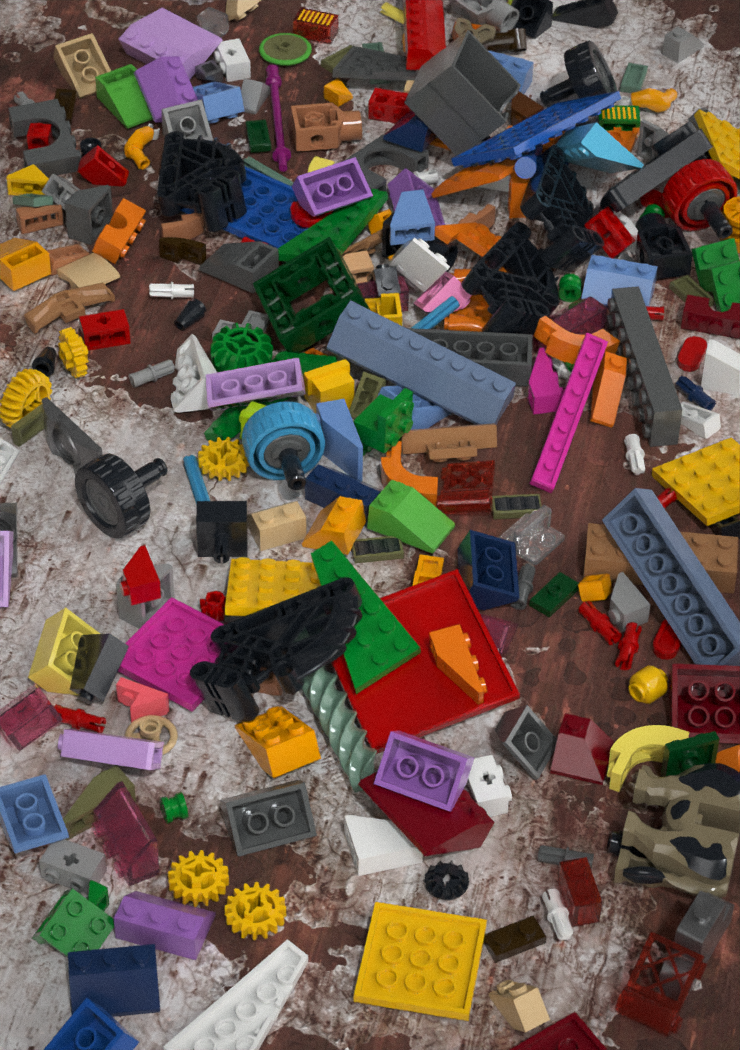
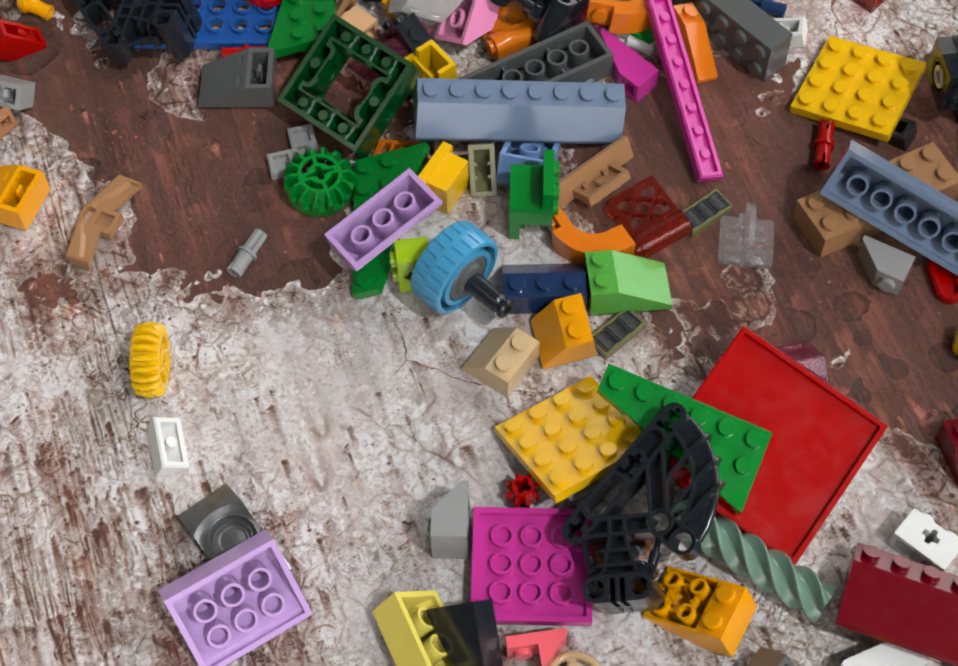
camera: 30 degrees left, 15 degrees up
(28, 426) = (173, 381): olive tile -> none
(45, 361) = (128, 300): black cone -> none
(65, 255) = (55, 168): nougat slope -> none
(66, 438) = (238, 385): flat silver slope -> none
(73, 352) = (156, 275): yellow gear -> none
(88, 213) = (43, 102): dark grey slope -> none
(88, 271) = (90, 169): tan slope -> none
(104, 329) = (161, 228): red brick -> none
(116, 493) = (338, 423): black wheel -> none
(121, 230) = (90, 121): orange arch -> none
(140, 579) = (459, 519): red slope -> none
(171, 290) = (192, 146): white axle -> none
(177, 249) = (162, 94): dark brown slope -> none
(188, 228) = (146, 76): nougat slope -> none
(190, 314) = (233, 163): black cone -> none
(191, 377) = (293, 236): white wedge -> none
(195, 478) = (389, 355): dark azure axle -> none
(222, 529) = (468, 402): black brick -> none
(223, 459) = (390, 324): yellow gear -> none
(341, 437) = (512, 235): medium blue slope -> none
(423, 770) = (894, 573): medium lavender slope -> none
(428, 568) = (687, 338): light orange slope -> none
(438, 314) = (478, 46): dark azure axle -> none
(455, 661) = (811, 425): orange slope -> none
(488, 569) = (742, 297): dark blue slope -> none
(525, 586) = (782, 298): dark grey axle -> none
(526, 739) = (920, 468): dark grey slope -> none
(554, 594) = (812, 290): dark green plate -> none
(595, 587) = (842, 262): light orange slope -> none
(599, 622) = (876, 298): red pin -> none
(628, 646) = (920, 309): red pin -> none
(635, 454) = (763, 98): white axle -> none

